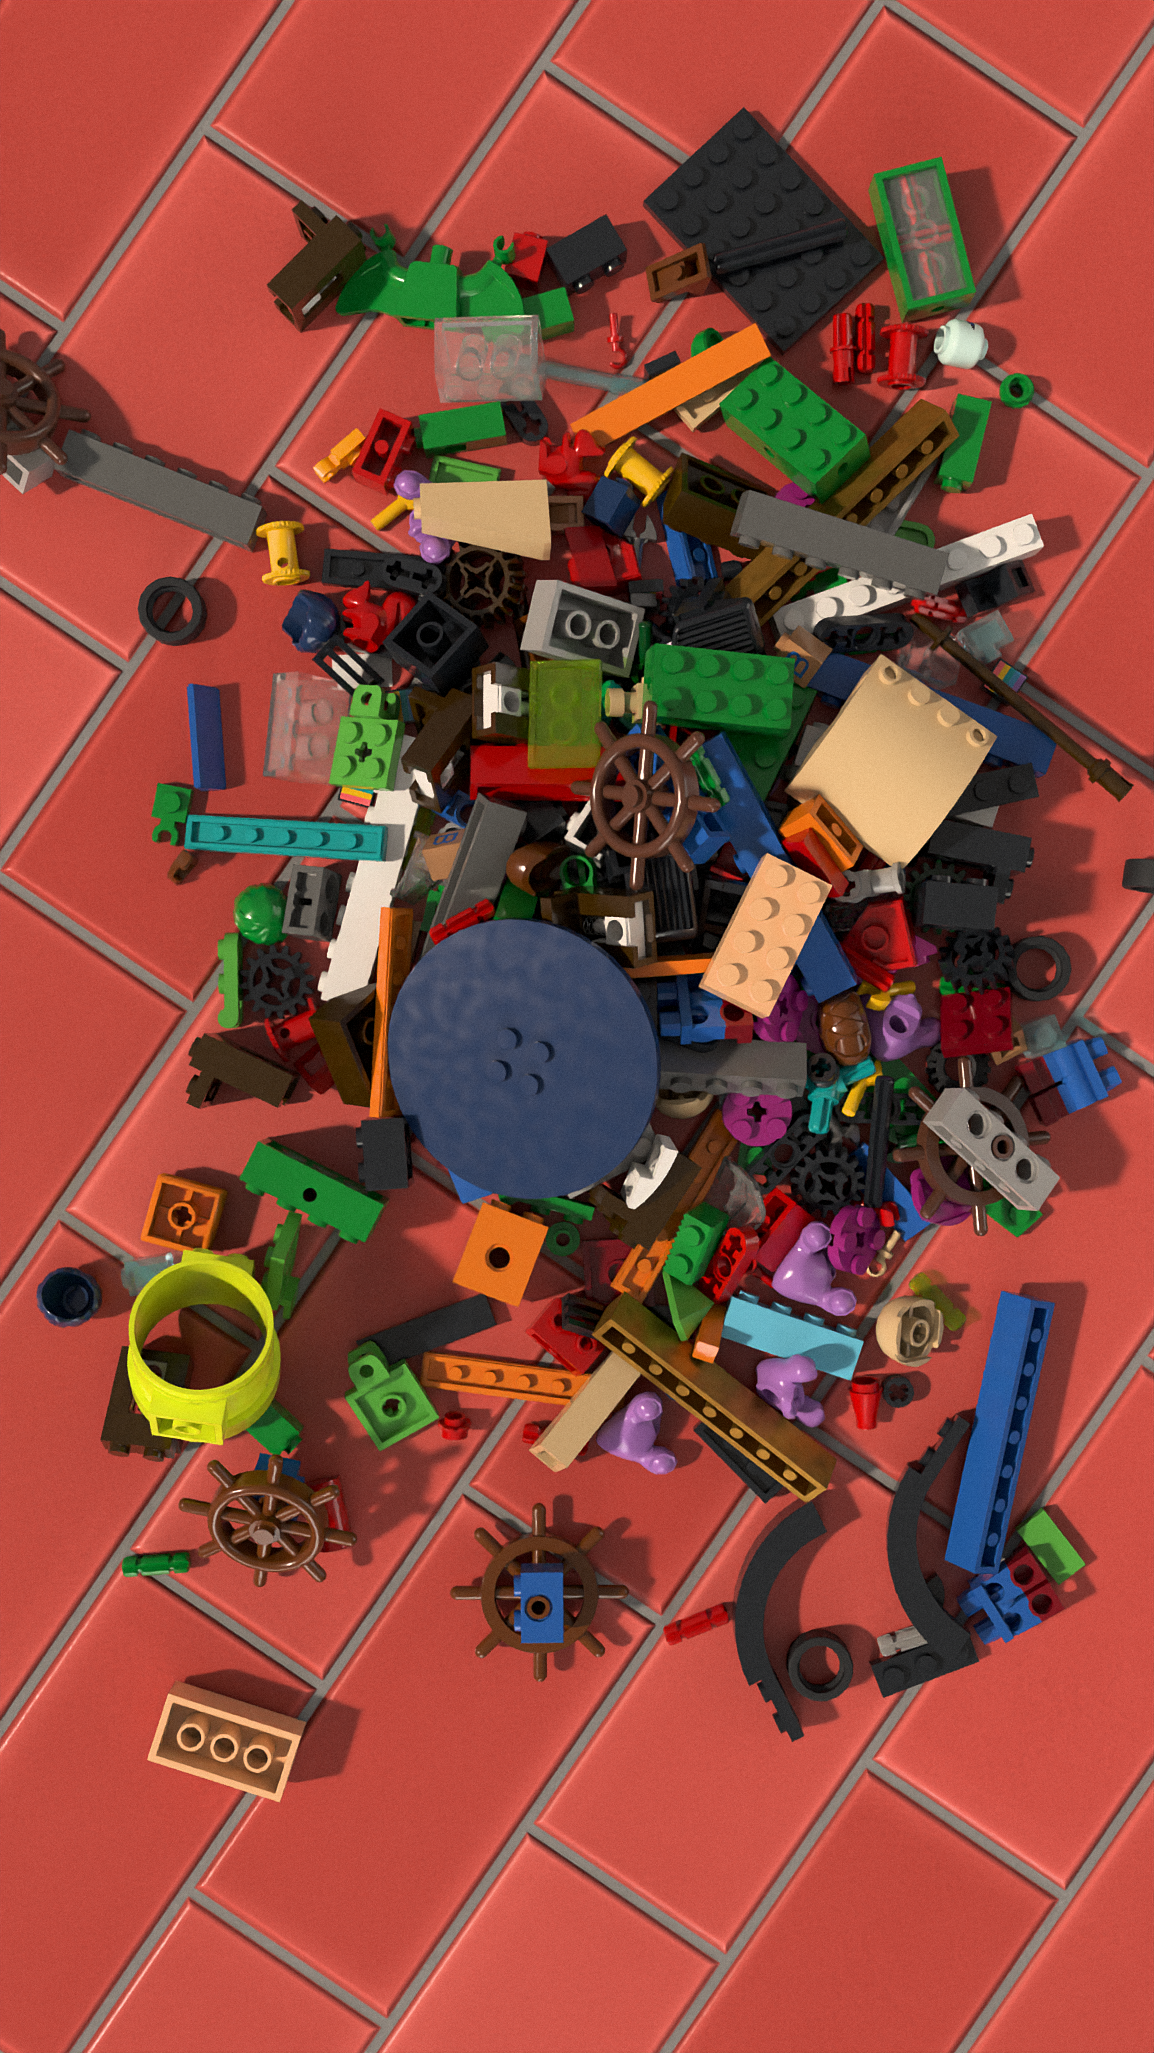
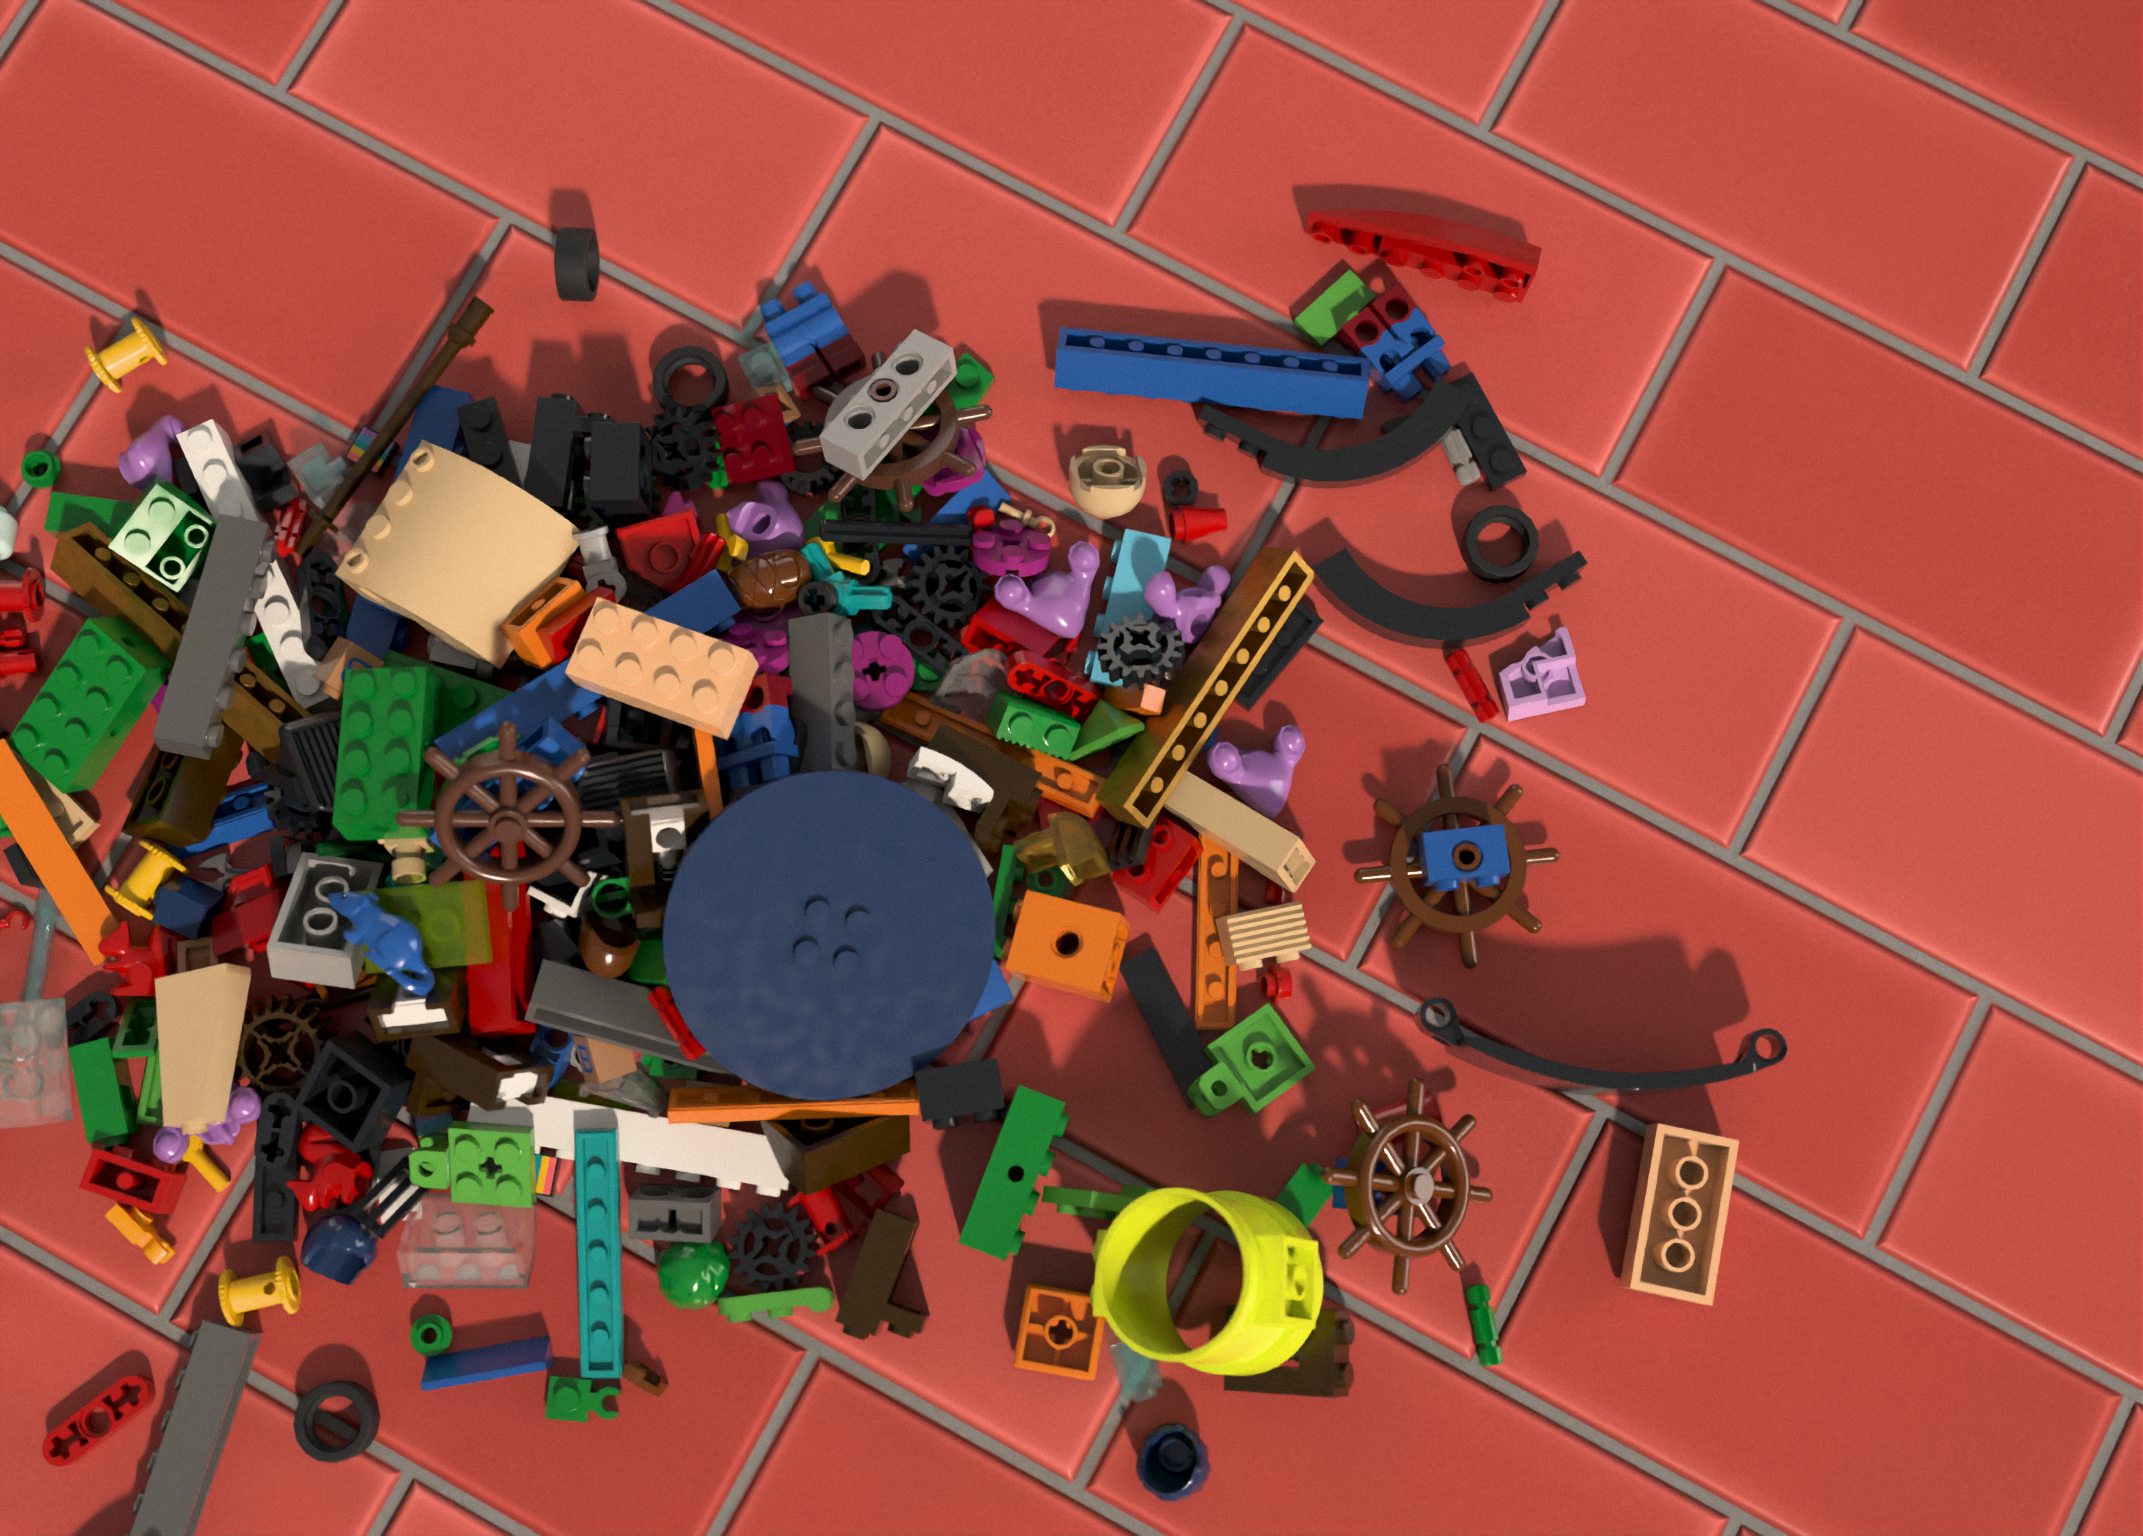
camera: 95 degrees left, 10 degrees down
(196, 401) = (116, 1421): none -> red beam
(234, 703) = (443, 1339): none -> green plate
(333, 1756) = (1578, 1080): none -> black panel
(496, 1420) = (1263, 934): none -> tan brick
(510, 462) = (138, 1030): none -> green slope
(553, 687) = (391, 939): none -> blue animal
(589, 1265) = (1065, 843): none -> clear yellow brick
(695, 1686) = (1542, 680): none -> lavender slope
(748, 1346) = (1141, 651): none -> black gear
(921, 1285) = (1058, 475): clear neon green axle -> none
(941, 501) = (164, 533): none -> slope
(990, 521) = (187, 480): none -> black tile
(1005, 488) = (151, 453): none -> medium lavender head
(1096, 1645) = (1435, 247): none -> red wedge
(1113, 469) = (125, 355): none -> yellow hose

